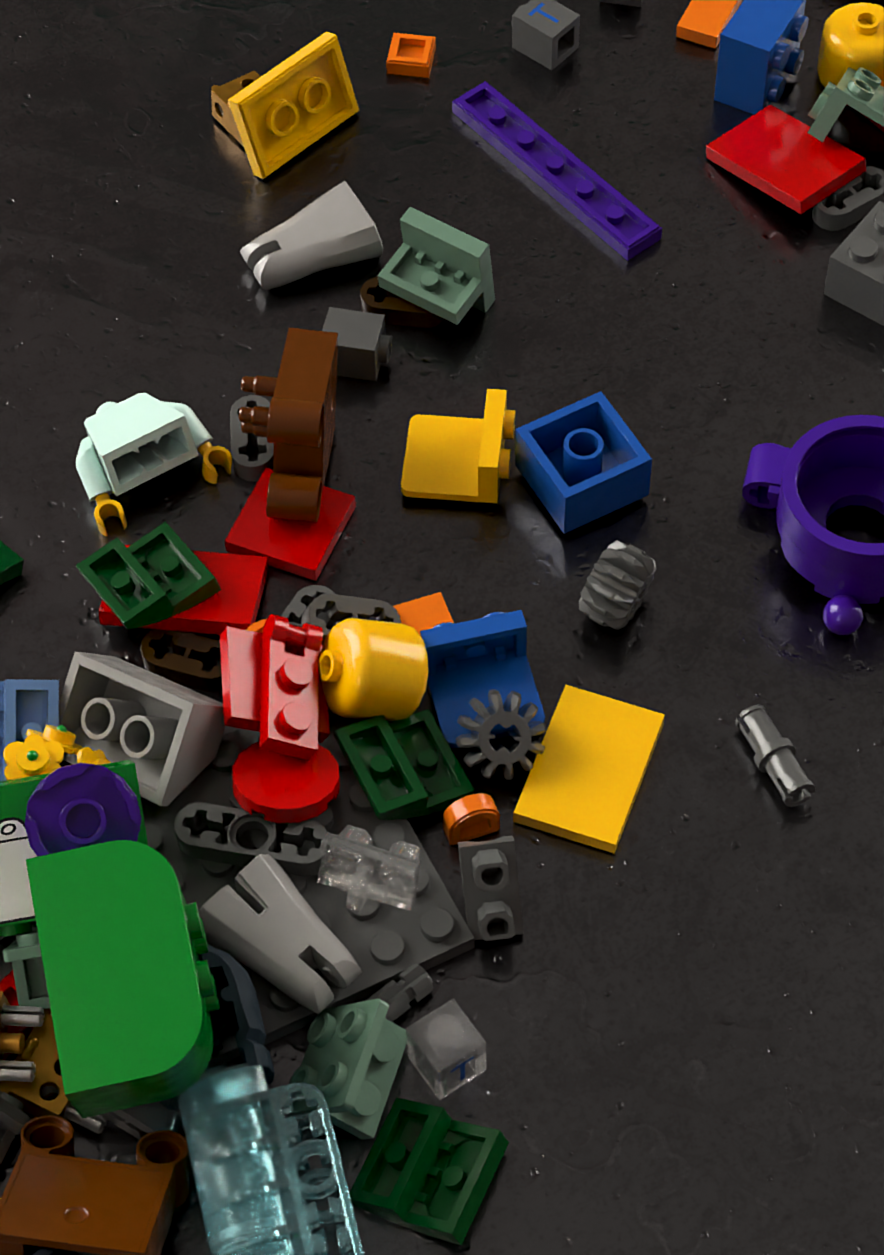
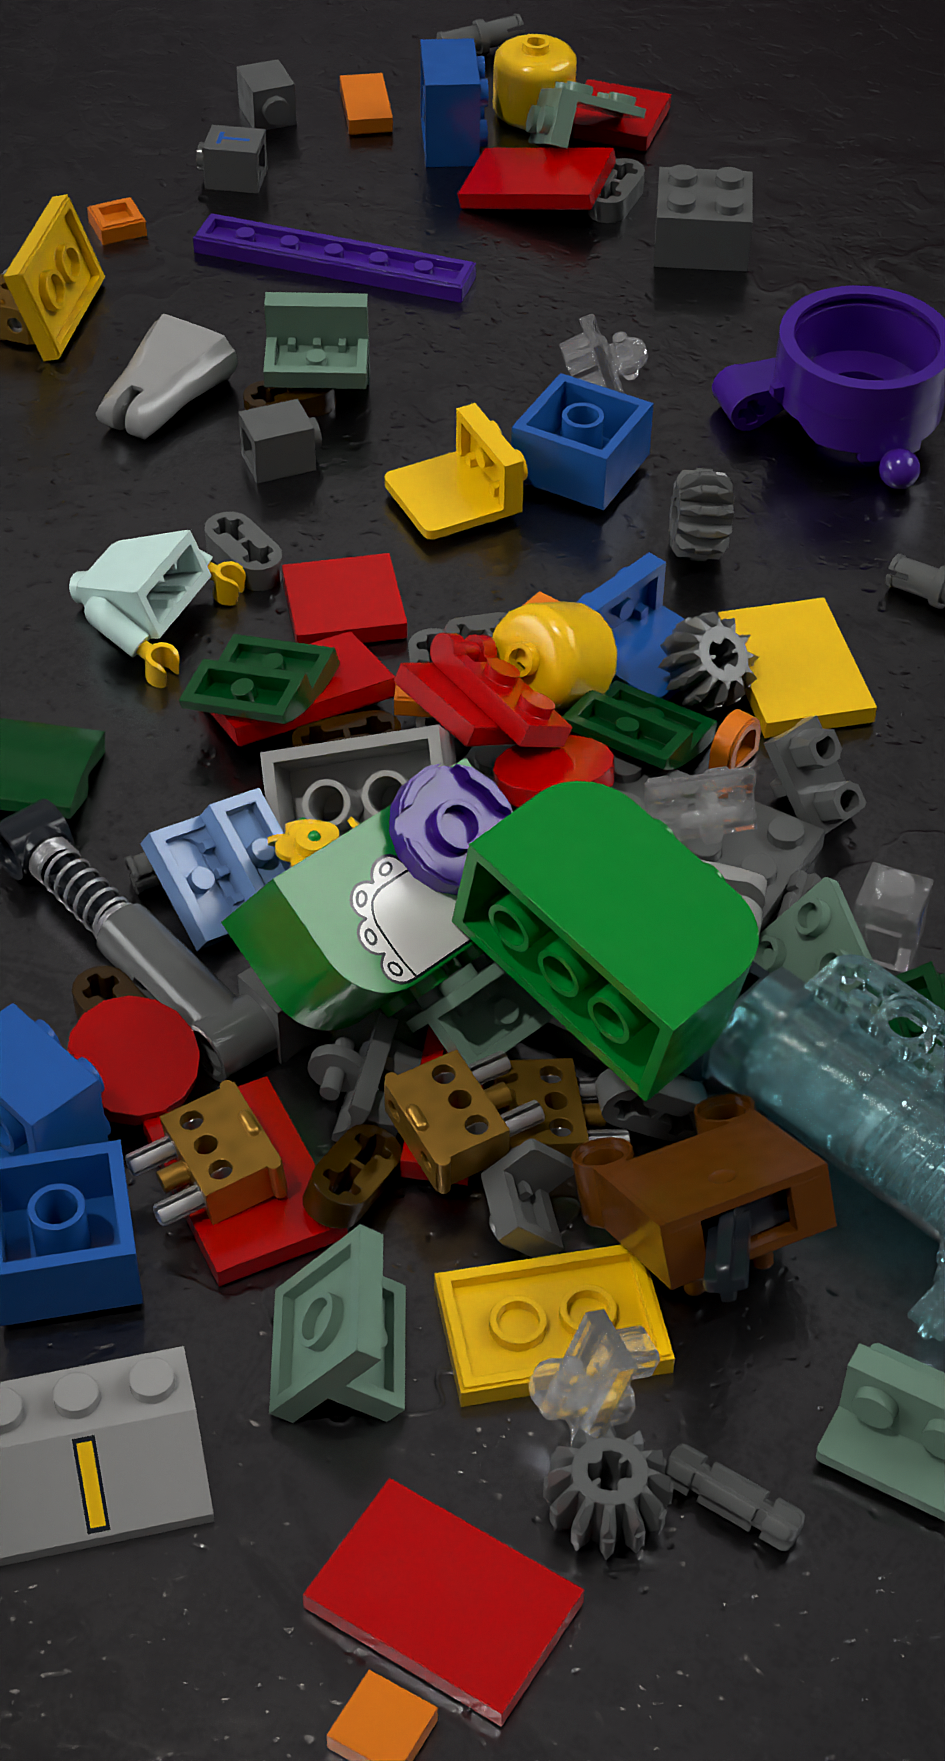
camera: 35 degrees left, 10 degrees down
(297, 422) = (307, 491): reddish brown piece -> none
(660, 391) = (610, 361): none -> clear hips

